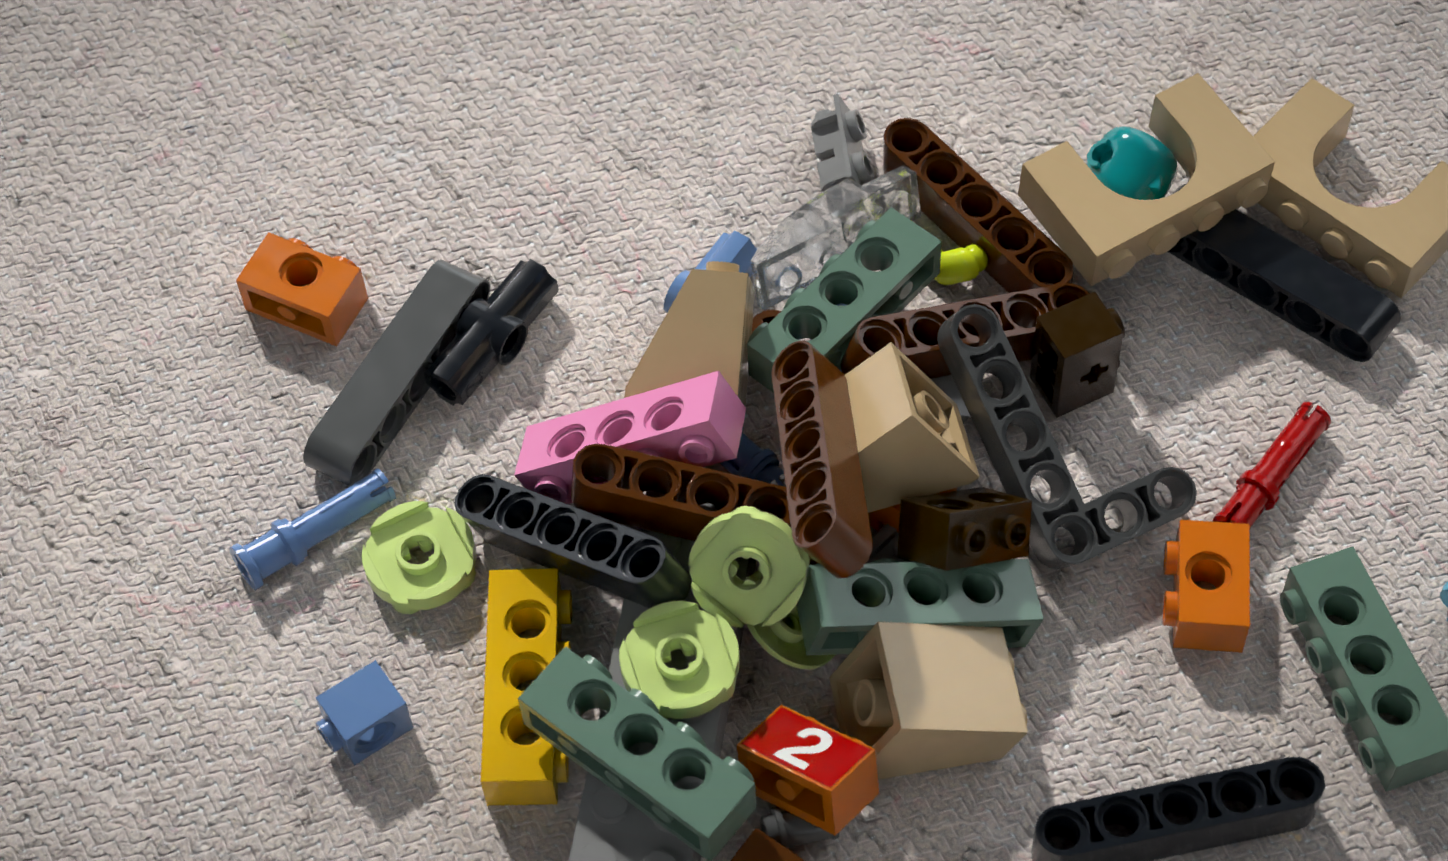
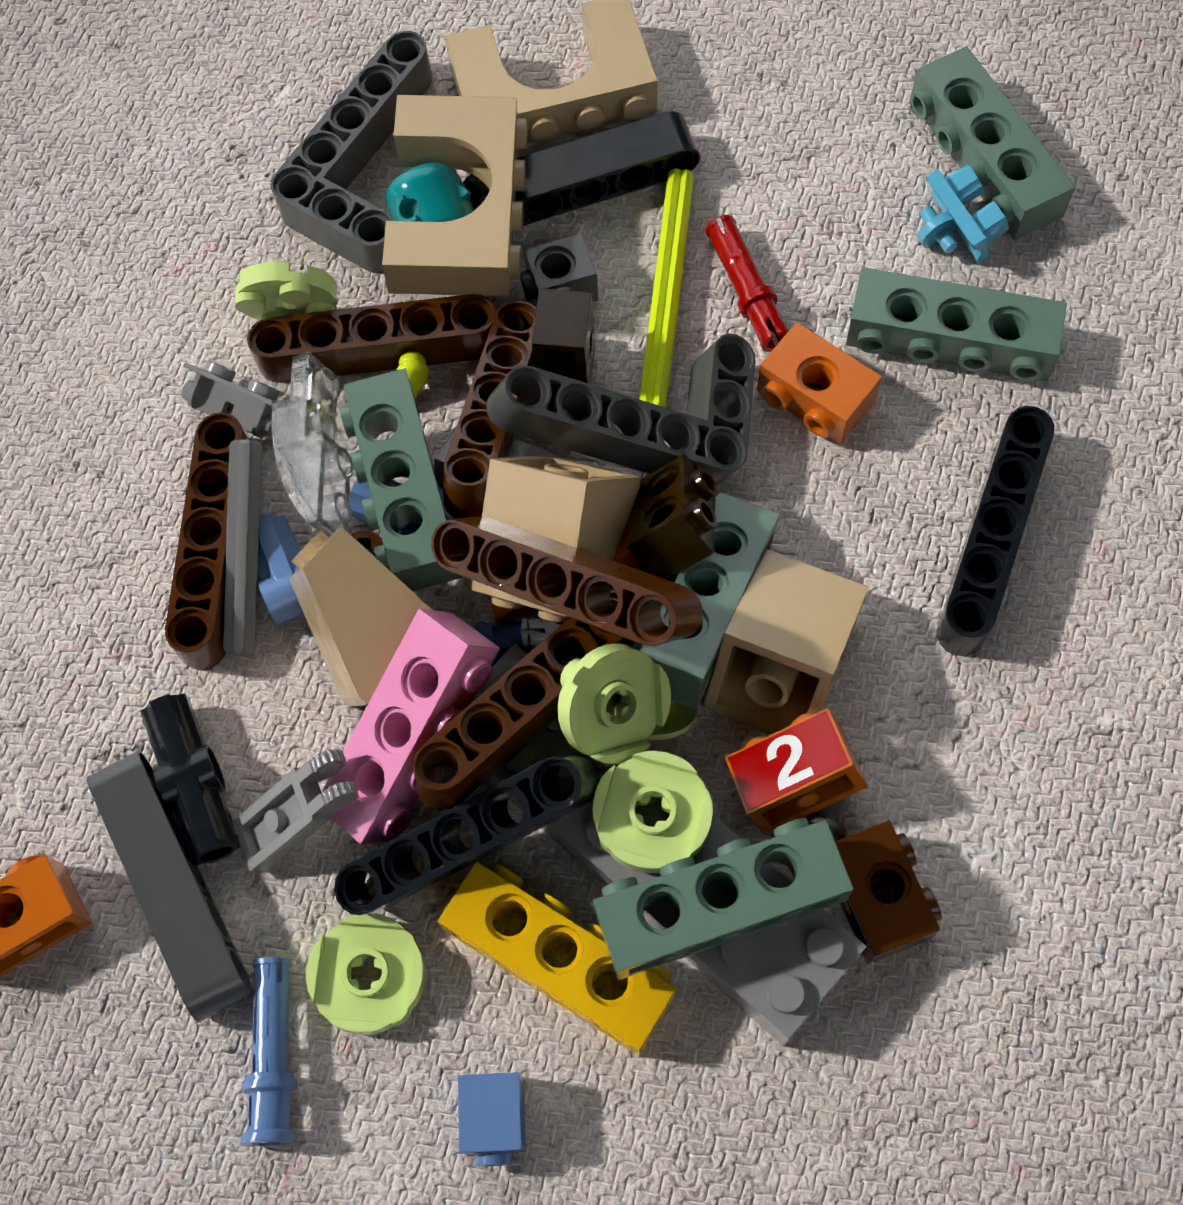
camera: 55 degrees left, 10 degrees up
(510, 412) = (292, 810): none -> light grey hinge
(706, 236) = (242, 546): none -> light grey axle
(730, 201) = (200, 563): none -> reddish brown beam
(944, 107) = (274, 291): none -> yellowish green plate
(1130, 74) = (316, 175): none -> dark grey beam
(1173, 312) = (560, 257): none -> dark grey brick
(1207, 413) = (667, 288): none -> neon yellow axle

